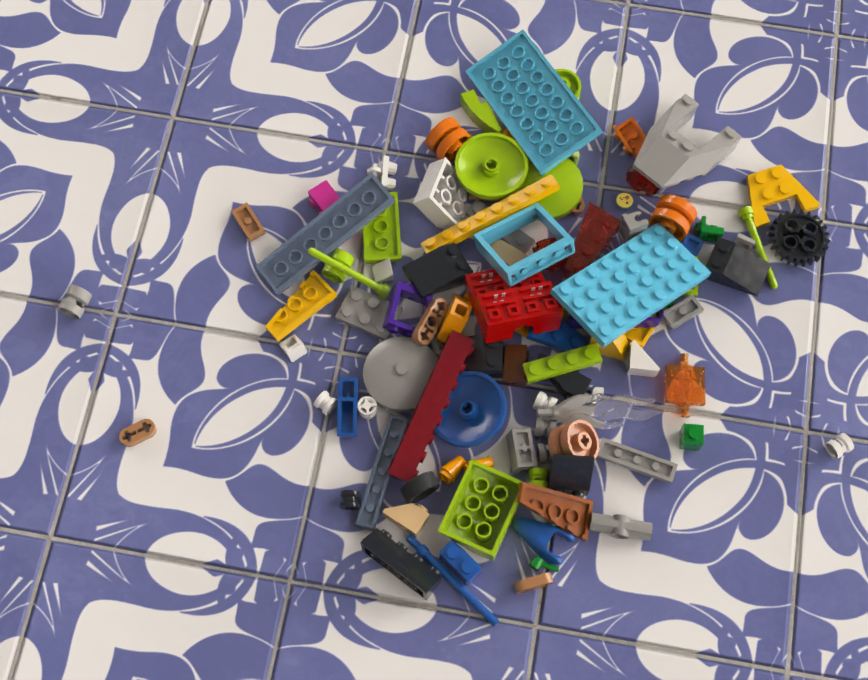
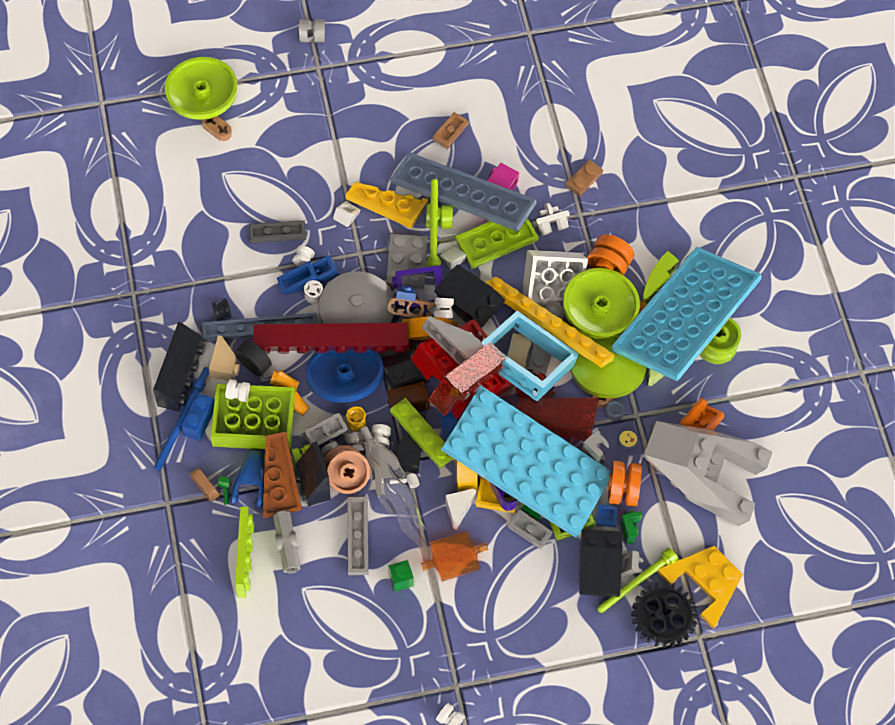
camera: 65 degrees right, 5 degrees down
(88, 430) = (201, 88): none -> lime dish
(284, 418) = (277, 231): none -> dark grey tile
(350, 132) = (584, 178): none -> medium nougat plate
(417, 321) = (406, 293): none -> plate
(445, 294) = (443, 303): none -> white wheel
(458, 512) = (237, 390): none -> white wheel
(502, 291) = (453, 340): none -> light grey slope
(518, 414) = (356, 414): none -> yellow wheel
(545, 295) = (467, 378): none -> clear red wedge
(592, 197) = (614, 410): none -> sand blue tile
(615, 565) = (244, 551): none -> lime plate

